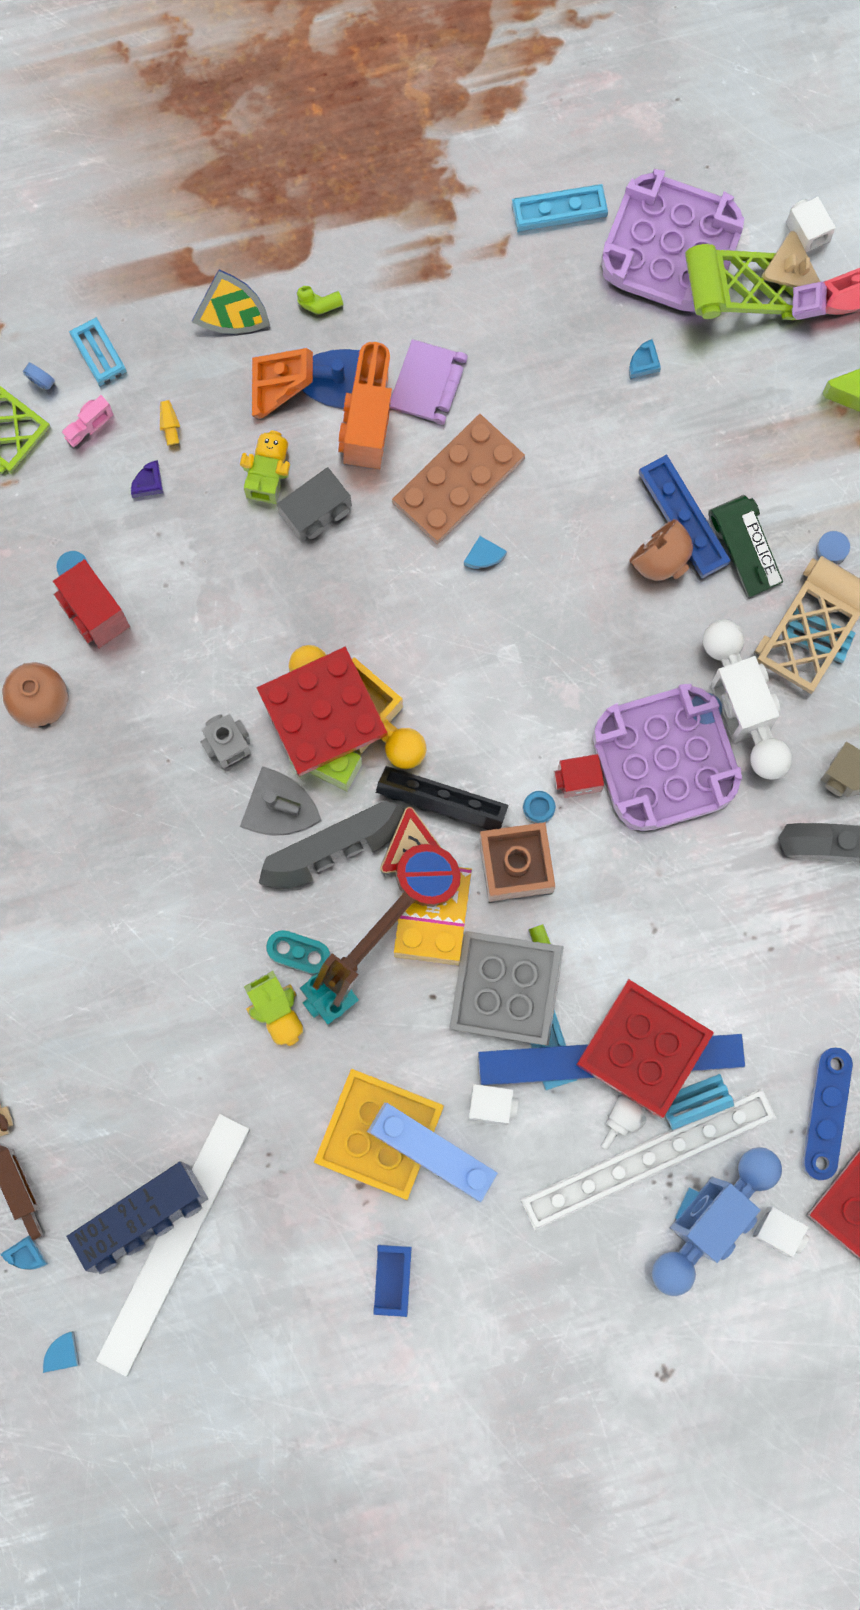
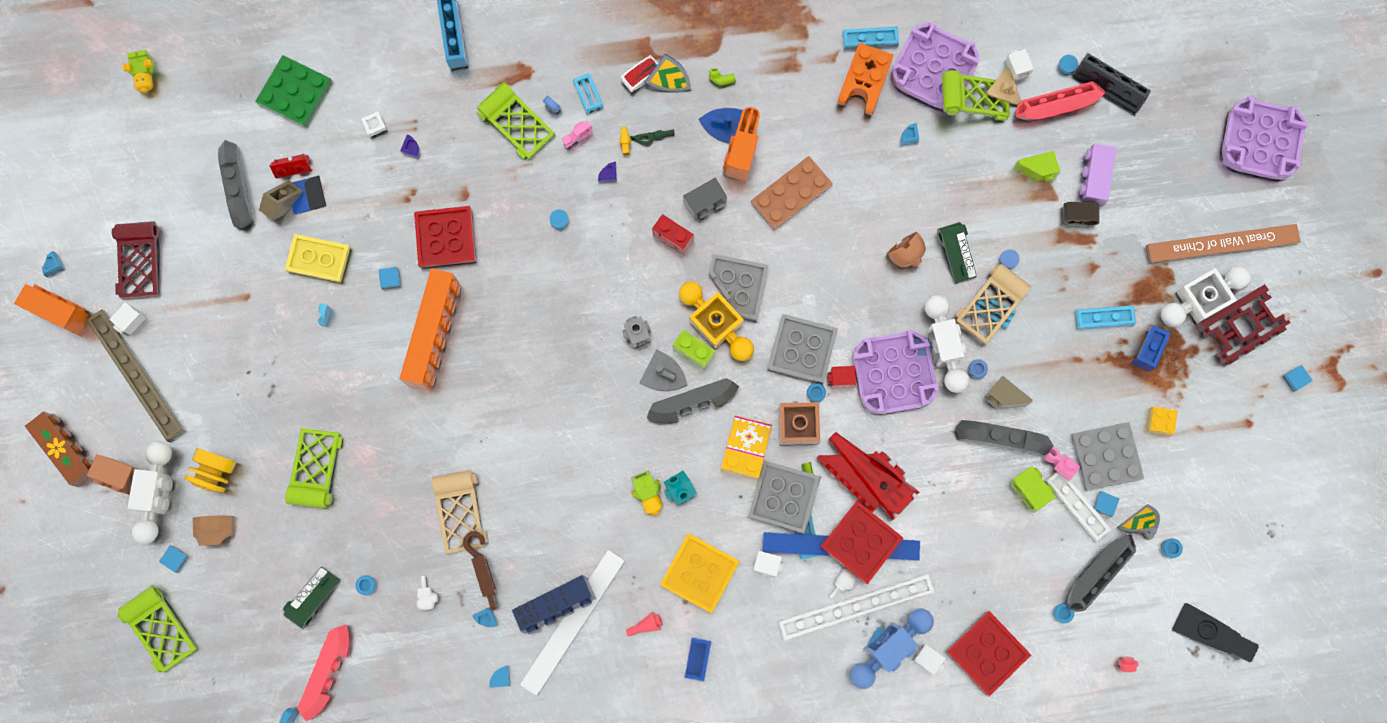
camera: 10 degrees right, 0 degrees up
(34, 694) = (528, 291): nougat cylinder -> none
(94, 608) = (568, 244): red brick -> none
(178, 310) = (637, 75): none -> slope
(221, 407) = (652, 135): none -> dark green hand
(266, 468) = (679, 173): piece -> none
(267, 570) = (673, 234): none -> red brick
(279, 378) = (692, 121): orange wing -> none
(299, 952) = (665, 461): teal plate -> none
(304, 1229) = (649, 623): none -> coral cone
(322, 711) = (695, 321): red plate -> none
(390, 639) = (740, 283): none -> light grey plate
(409, 833) = (739, 407): piece -> none
(425, 877) = (744, 425): piece -> none
(427, 381) = (780, 132): lavender piece -> none
(432, 1152) = (729, 587): light blue plate -> none
(441, 798) = (759, 381): black plate -> none
(484, 554) = (801, 239): dark azure tile -> none
(507, 736) = (802, 348): none -> light grey plate
(559, 280) = (864, 81): none -> orange brick
(637, 937) = (865, 475): none -> red piece
(677, 503) = (920, 223): blue plate -> none
(695, 1096) = (887, 574): medium azure tile -> none
(803, 736) = (977, 369): none -> medium blue tile
(809, 300) = (1012, 110): lavender tile -> none
(827, 1114) = (965, 593): blue plate -> none

